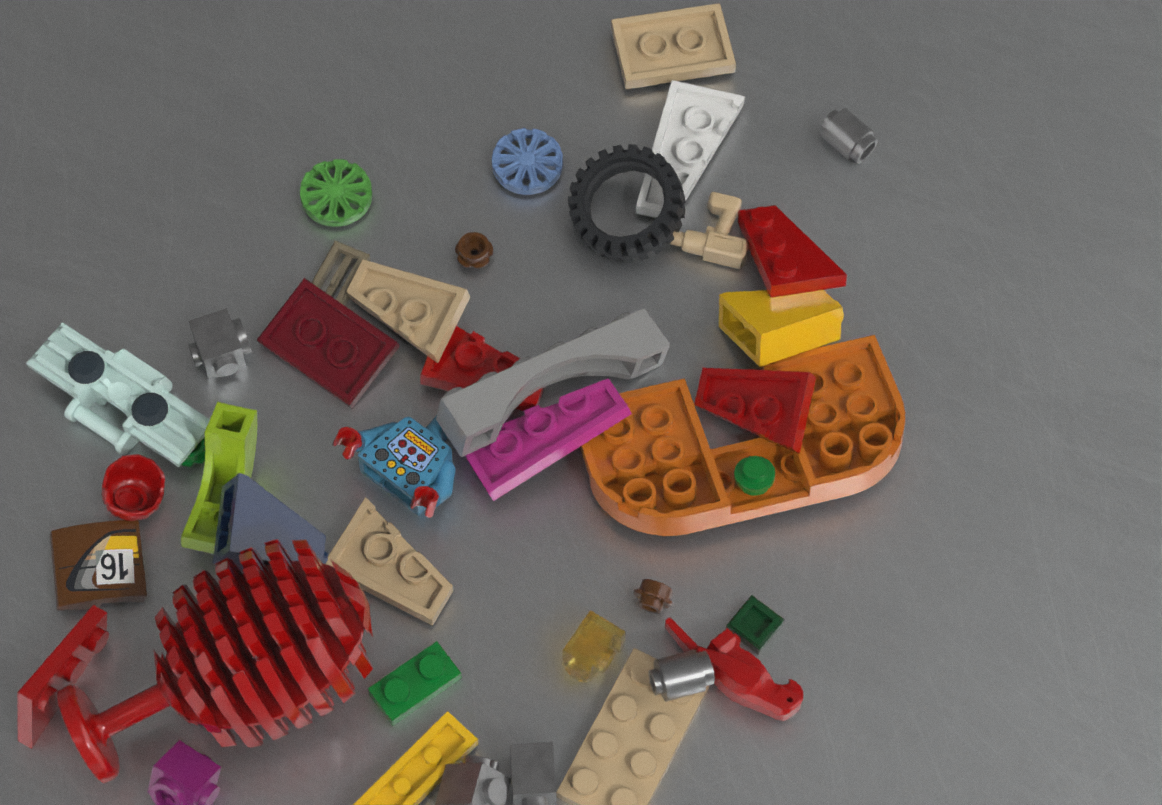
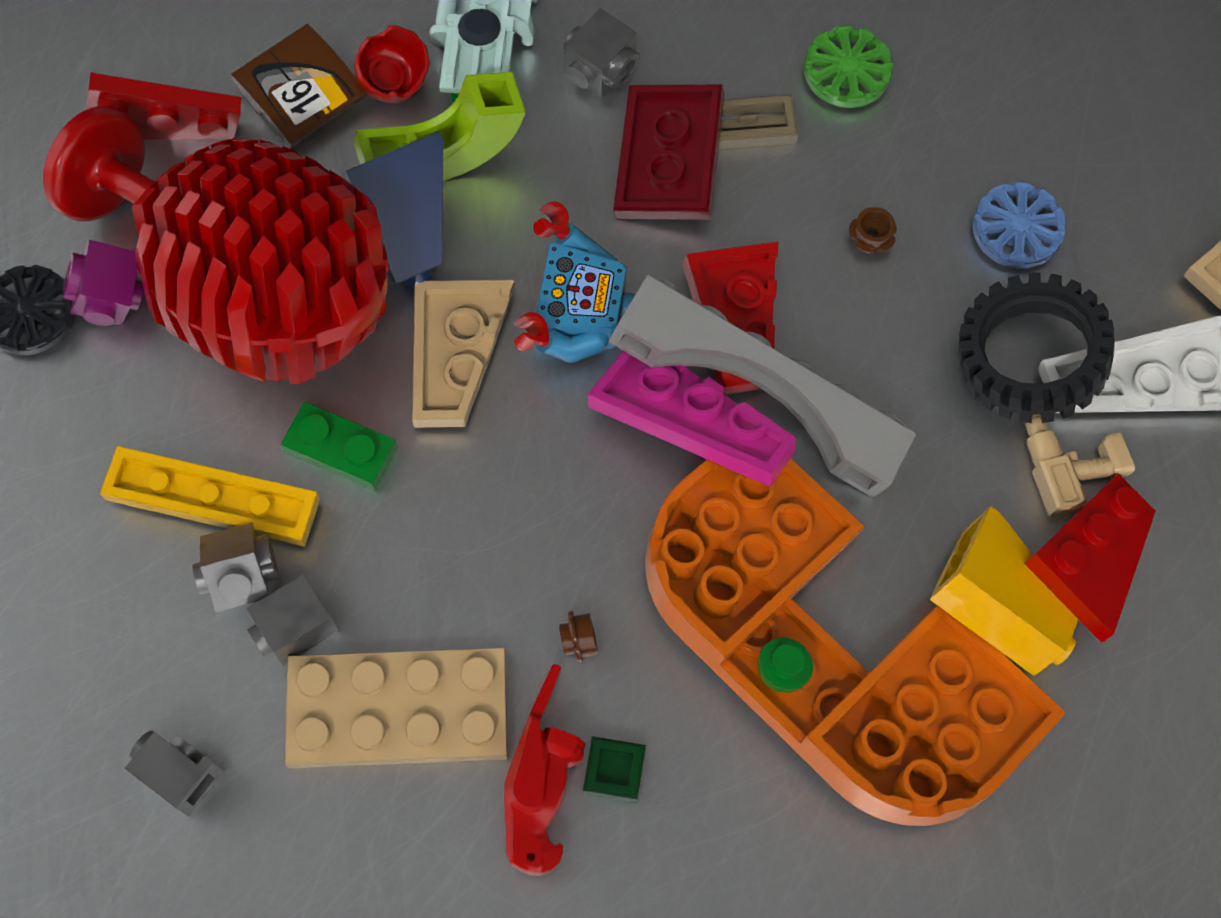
camera: 60 degrees right, 5 degrees up
(410, 305) = (761, 202): tan wing -> none
(592, 647) = (474, 601): clear yellow brick -> none
(681, 675) = (486, 714): flat silver brick -> none
(759, 401) = (883, 624): red wing -> none

